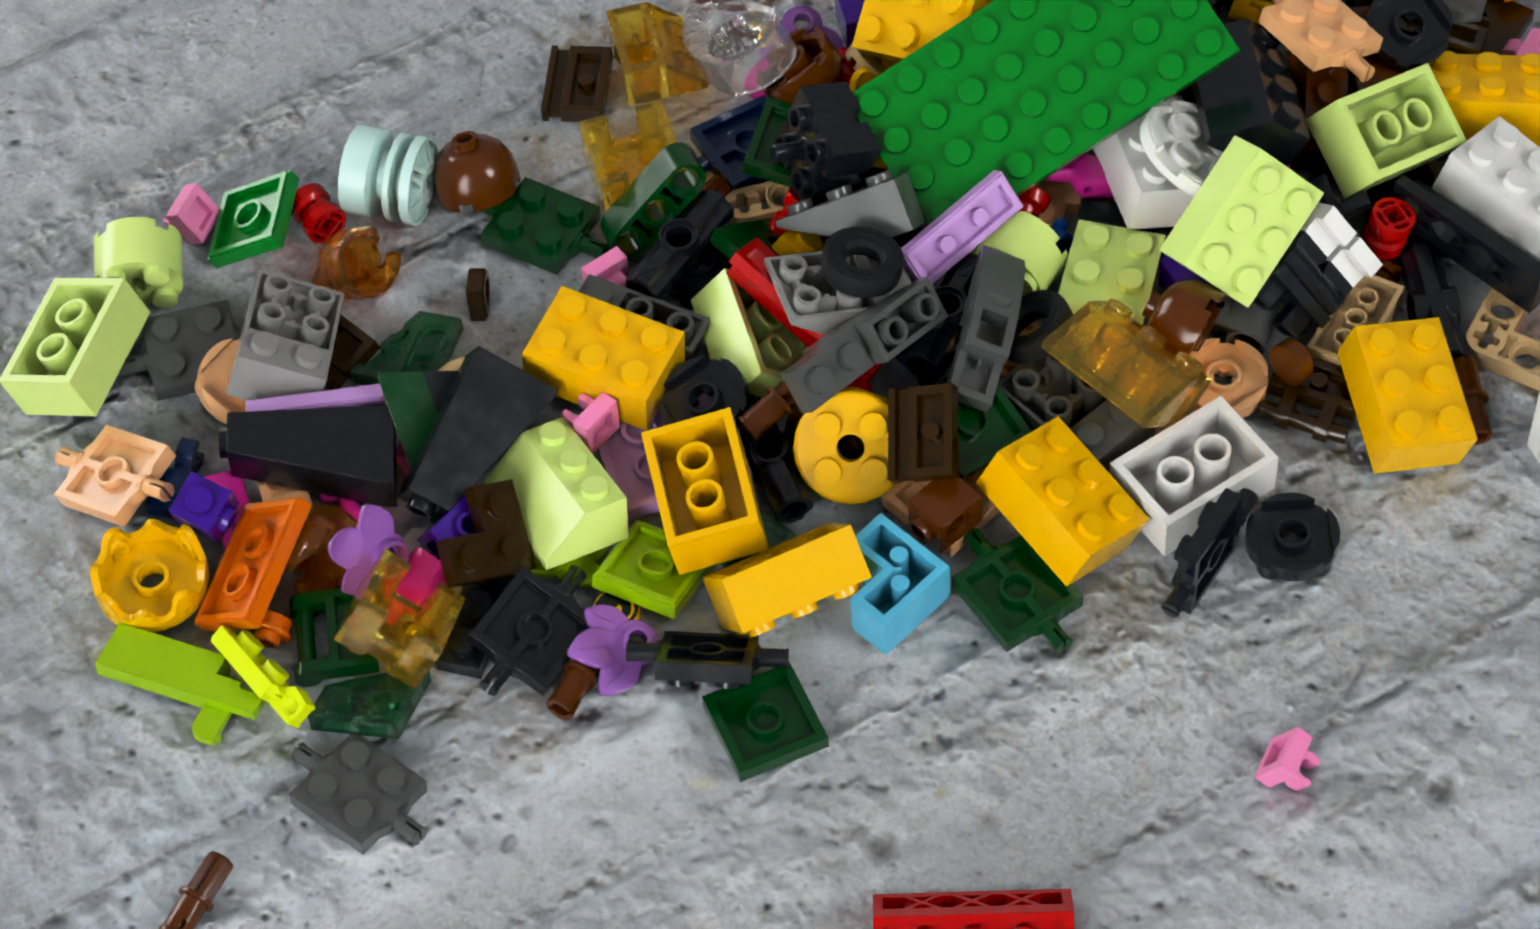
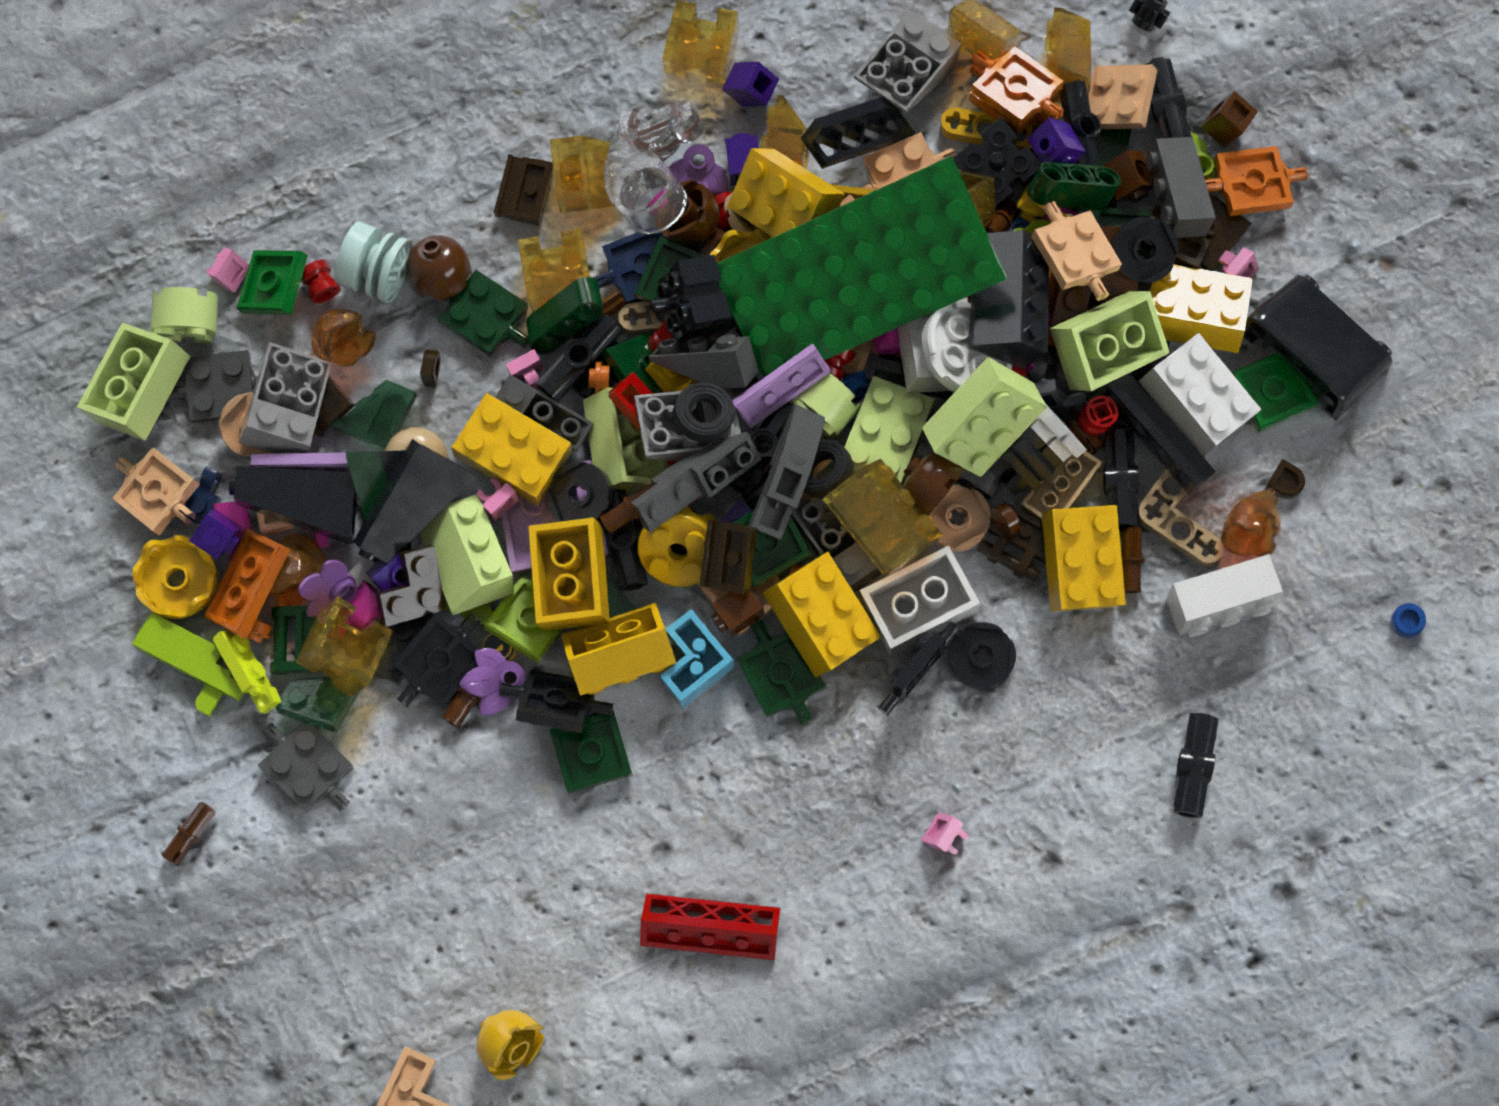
camera: 10 degrees right, 20 degrees up
(709, 264) = (599, 377): none -> orange plate

